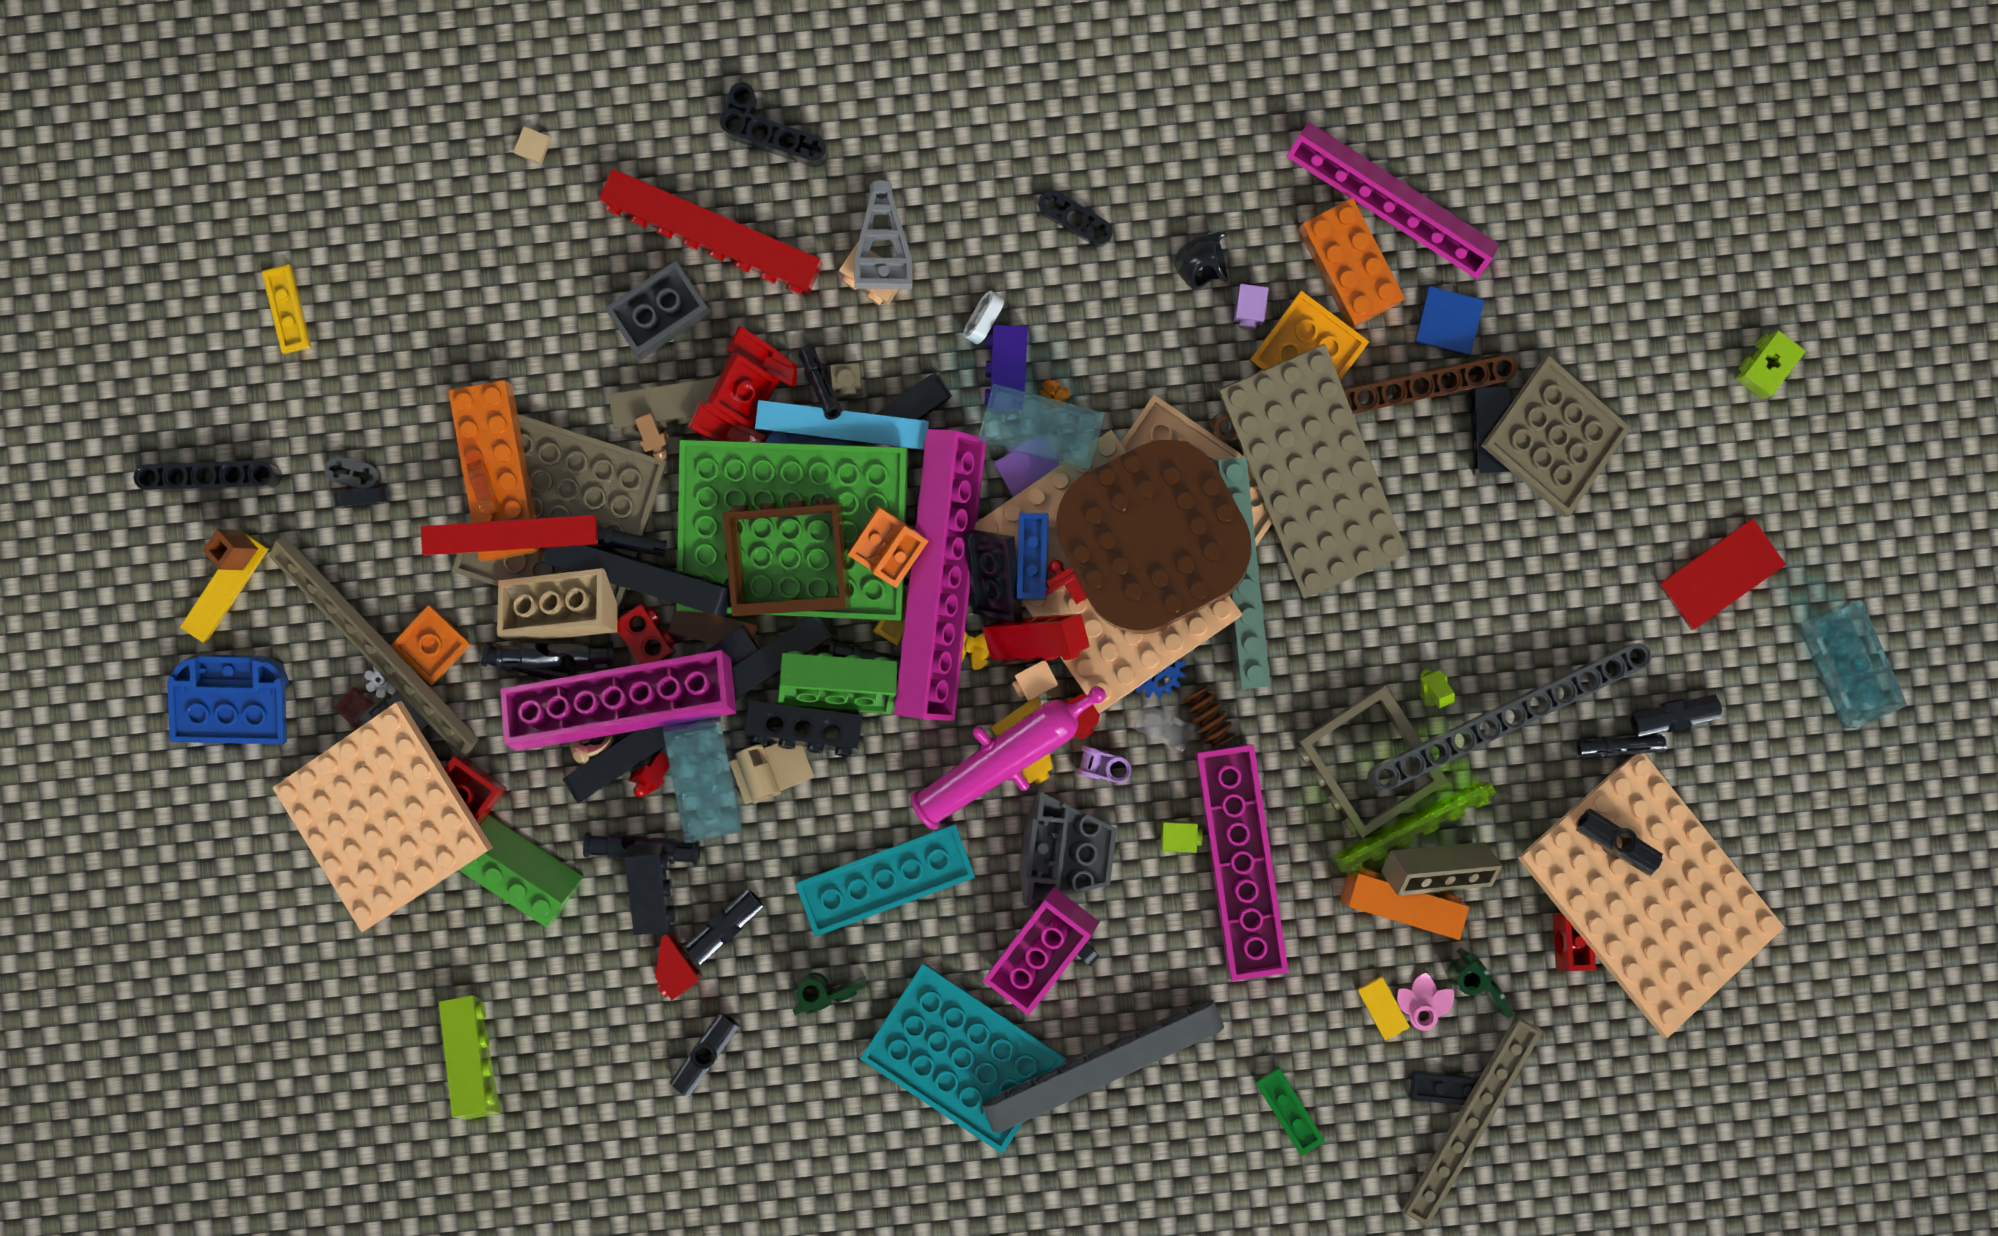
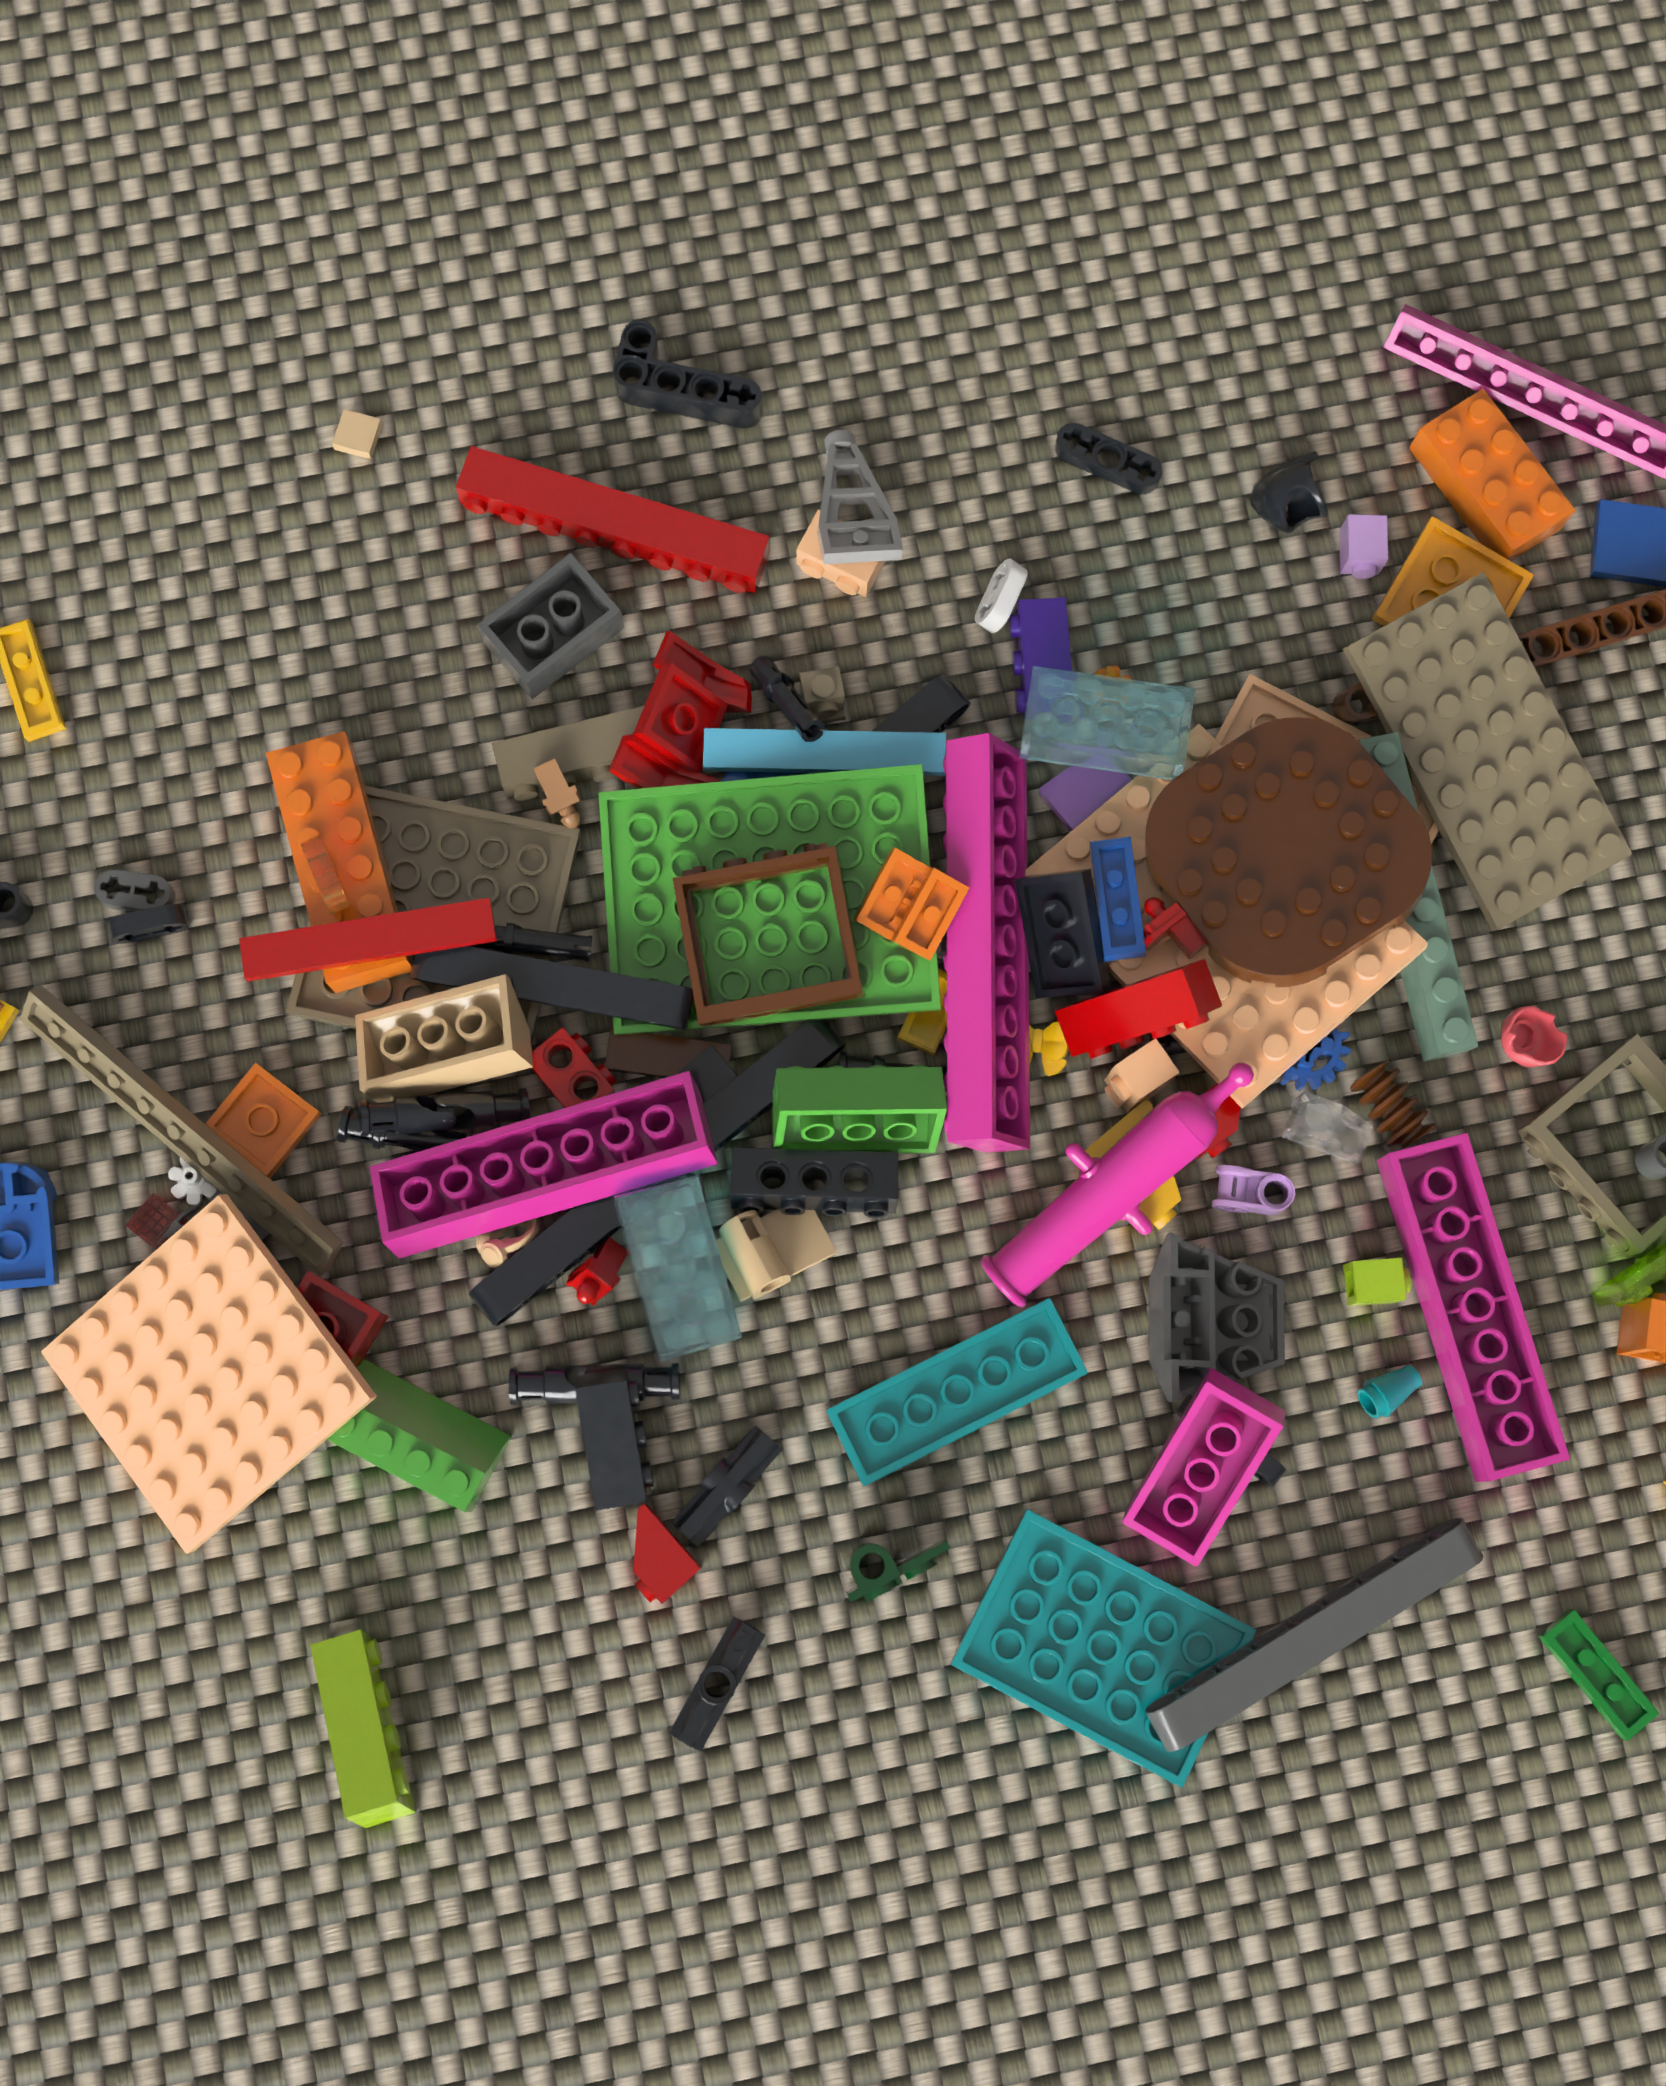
camera: 10 degrees left, 10 degrees down
(1178, 910) = (1388, 1391): none -> teal cone
(1314, 679) = (1532, 1037): none -> coral hair

